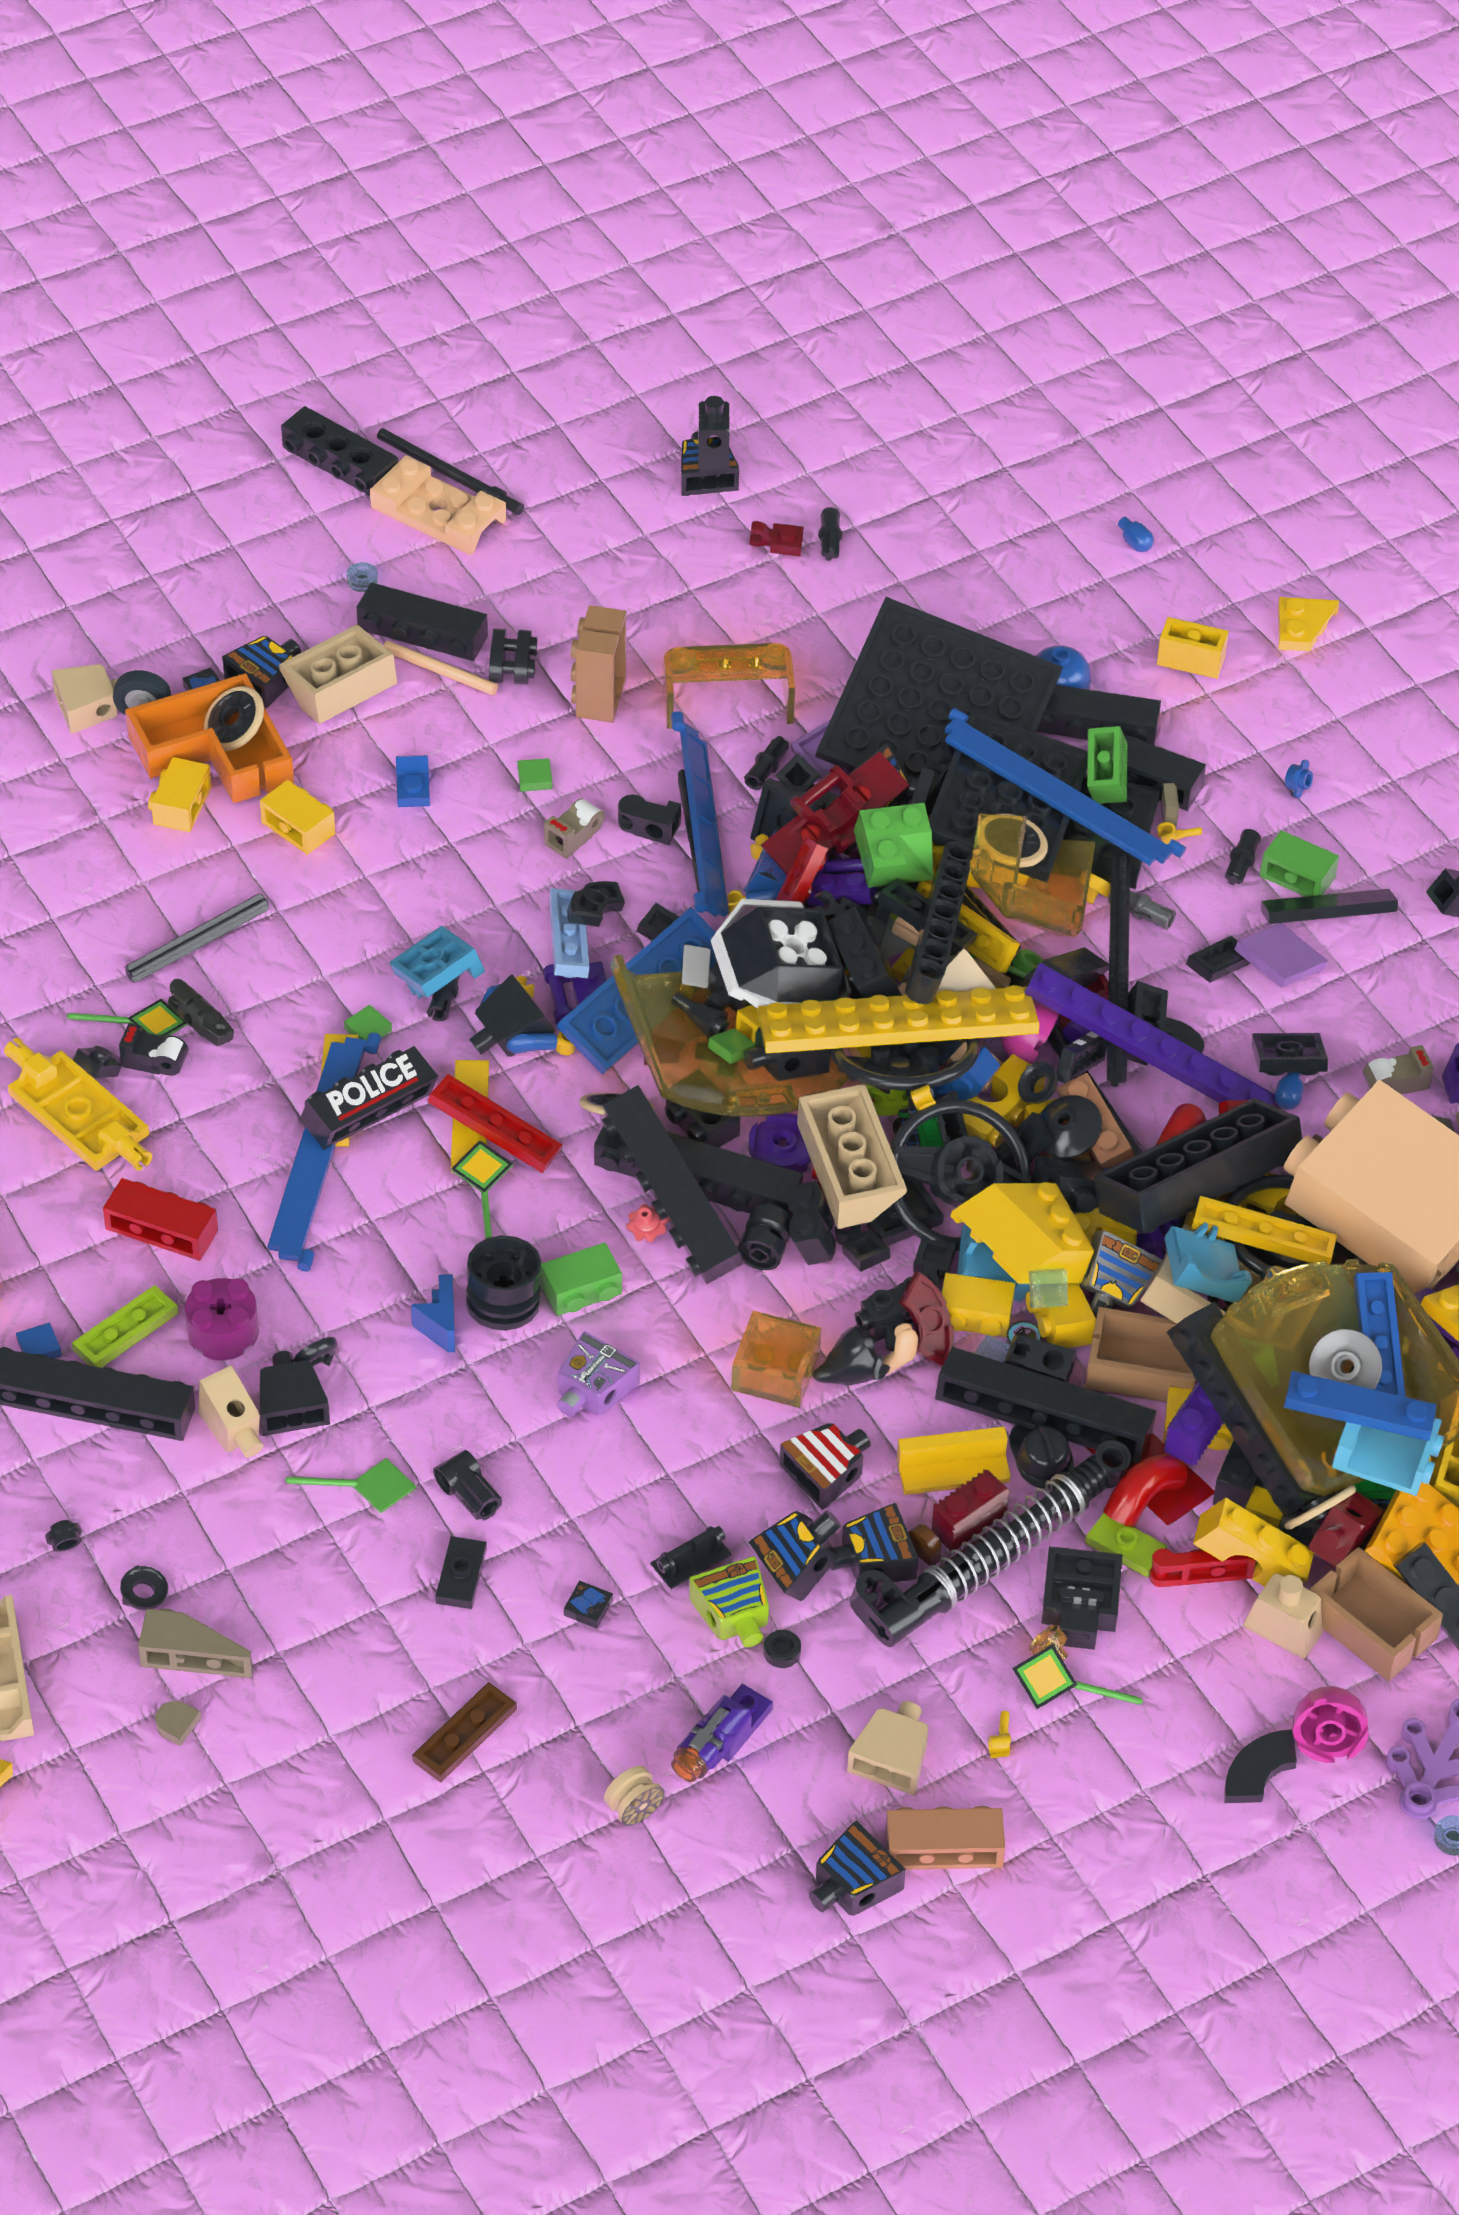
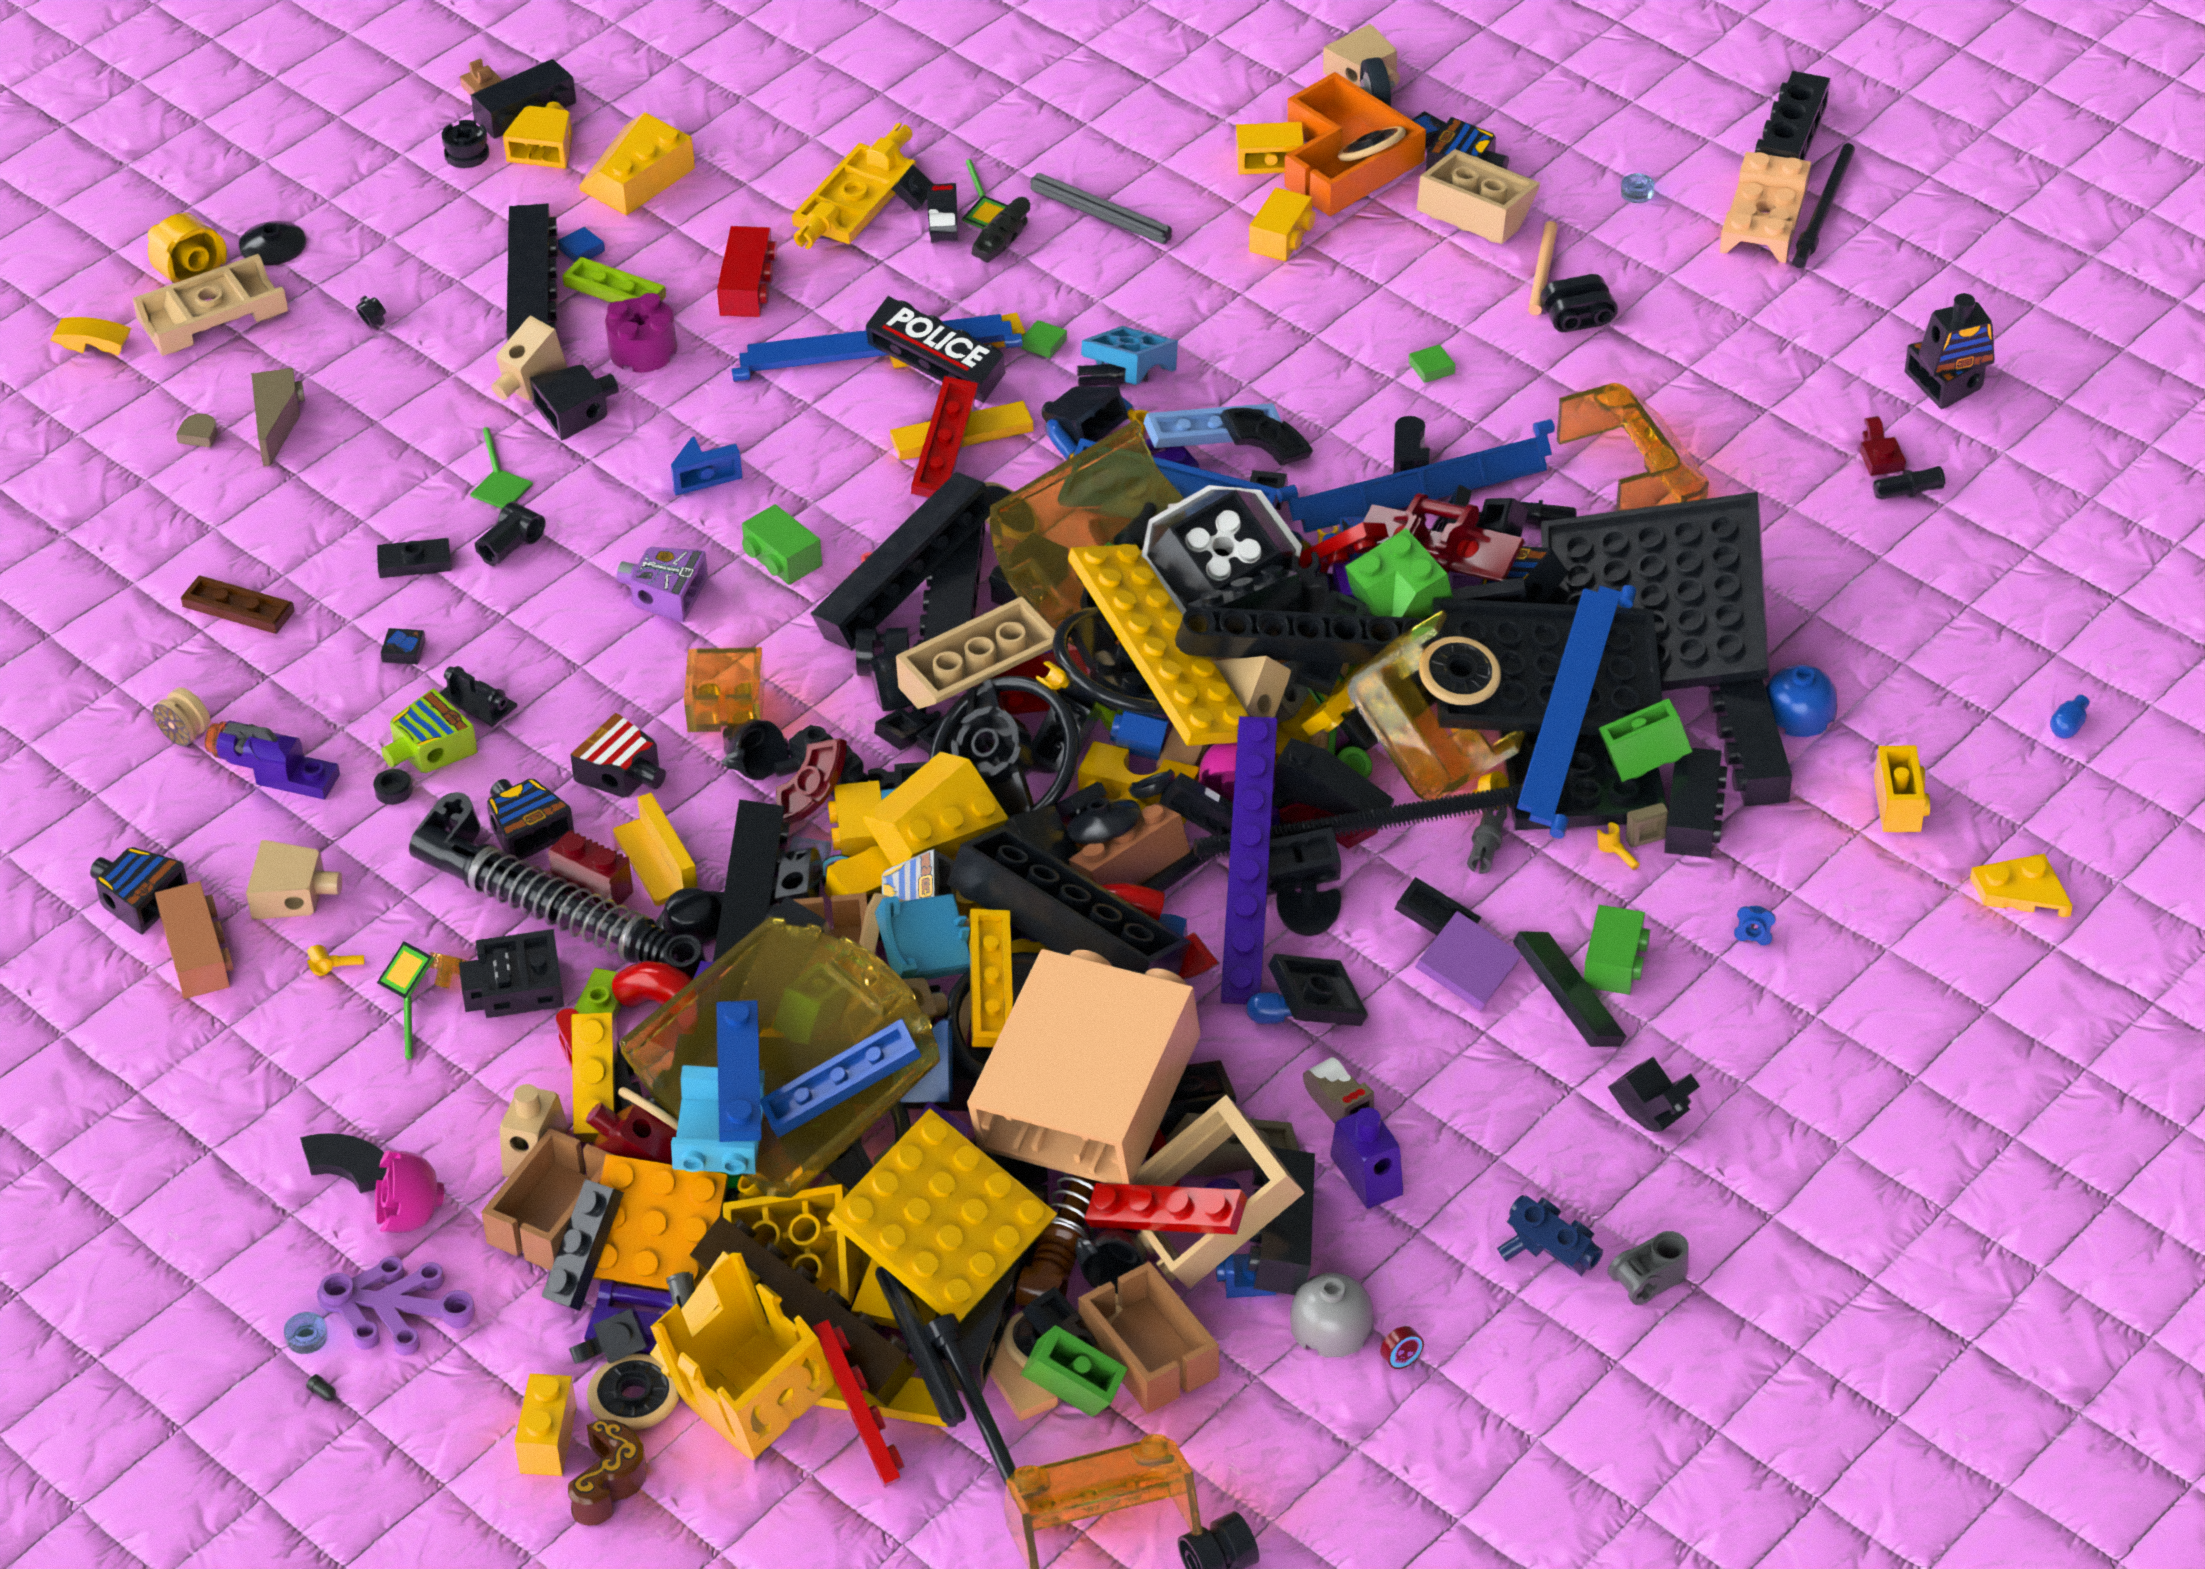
camera: 75 degrees right, 5 degrees down
(146, 1576) = (332, 363): black piece -> none
(319, 1351) = (624, 401): black piece -> none
(412, 781) = (1384, 286): blue slope -> none
(422, 621) = (1588, 230): black brick -> none
(482, 1170) = (890, 449): piece -> none
(503, 1282) = (741, 482): black wheel -> none
(573, 826) = (1368, 402): dark tan leg -> none
(599, 663) = (1575, 338): medium nougat piece -> none
(798, 1551) = (496, 751): torso -> none
(905, 1347) = (773, 773): light nougat arm -> none
(926, 1544) = (539, 848): reddish brown tile -> none
(1048, 1288) = (862, 840): clear light blue tile -> none
(1242, 856) = (1588, 901): black axle -> none
(1345, 1345) = (797, 1054): light grey dish -> none

